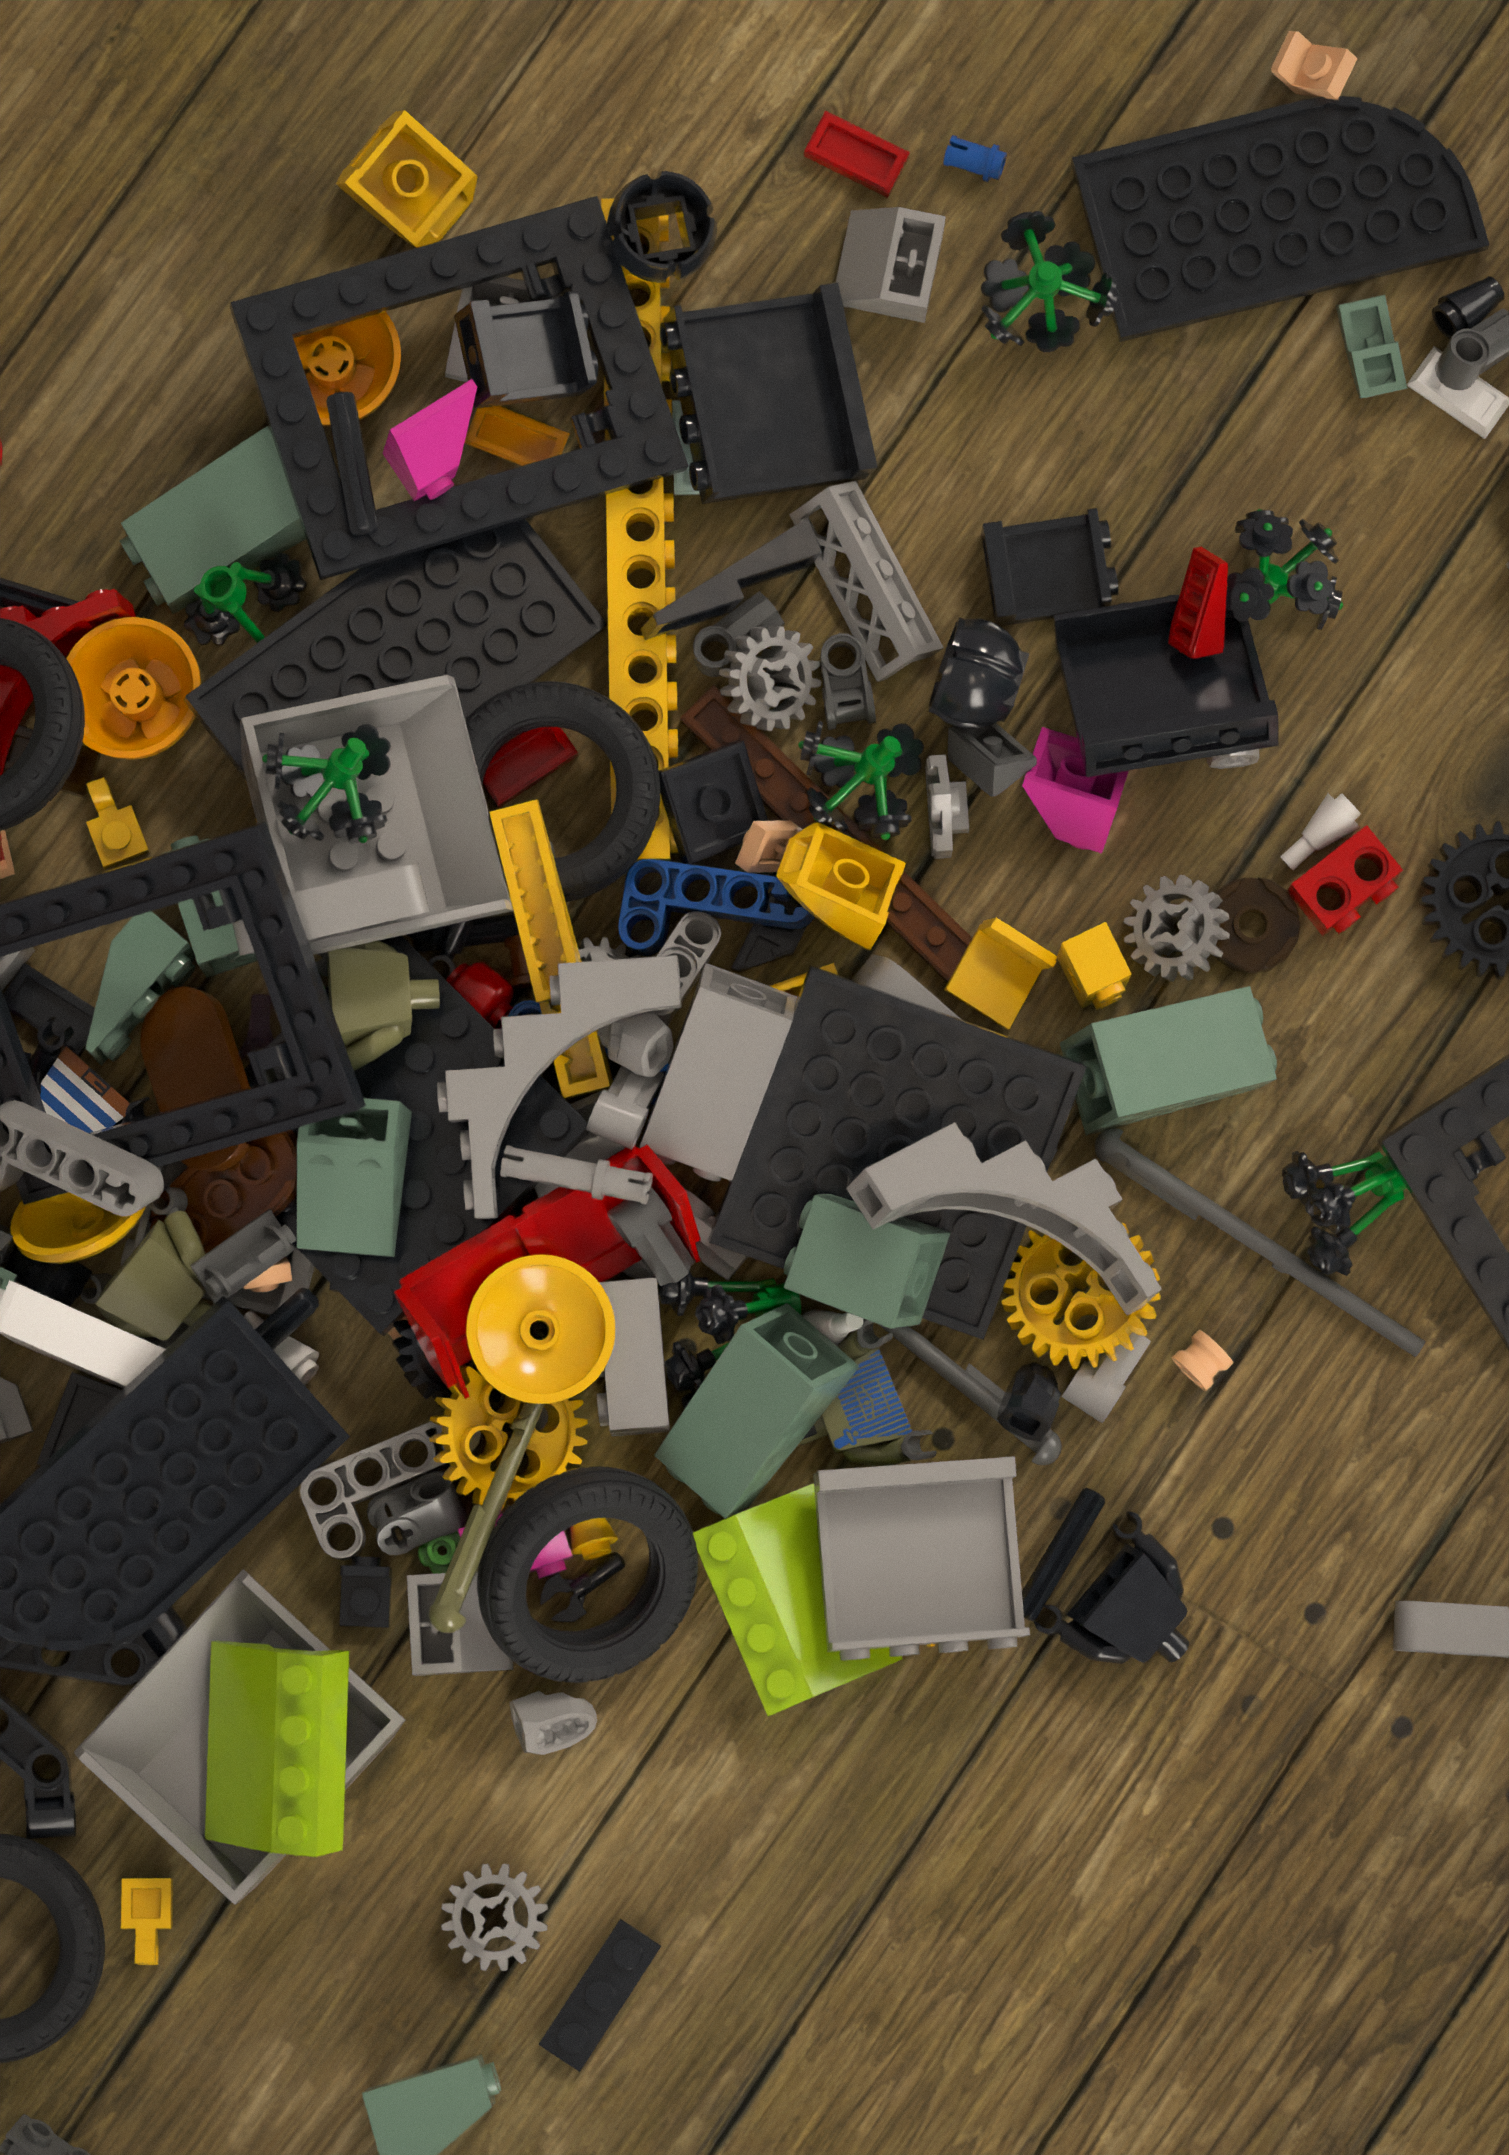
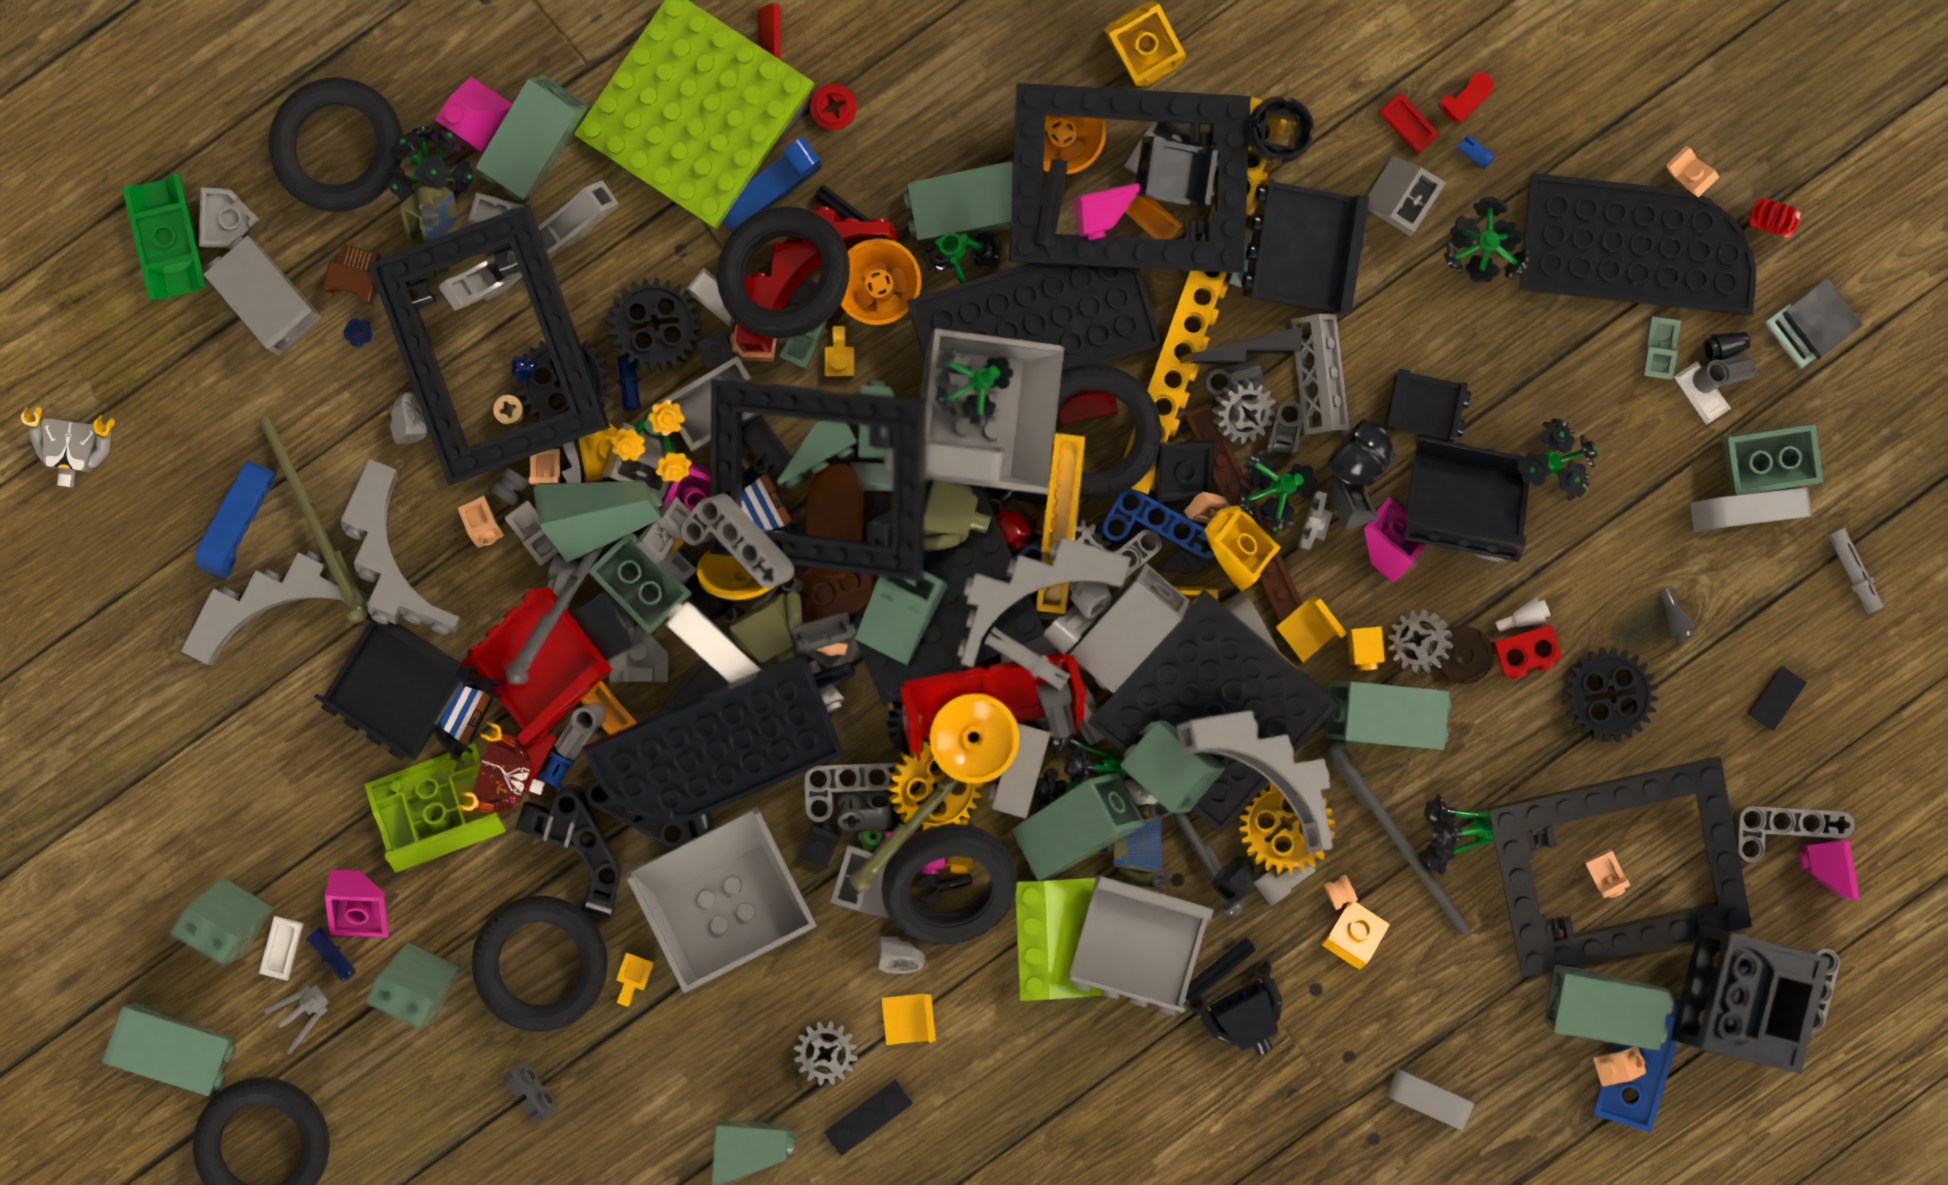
camera: 25 degrees right, 5 degrees up
(51, 832) = (802, 348): none -> sand green slope
(237, 989) = (873, 475): none -> light aqua tile
(277, 1748) = (739, 915): lime piece -> none
(605, 1814) = (908, 1018): none -> yellow piece
(933, 85) = (1475, 92): none -> red leg
(1201, 607) = (1505, 465): red slope -> none
(1252, 1419) = (1356, 935): none -> yellow piece
(1465, 88) = (1774, 217): none -> red gear

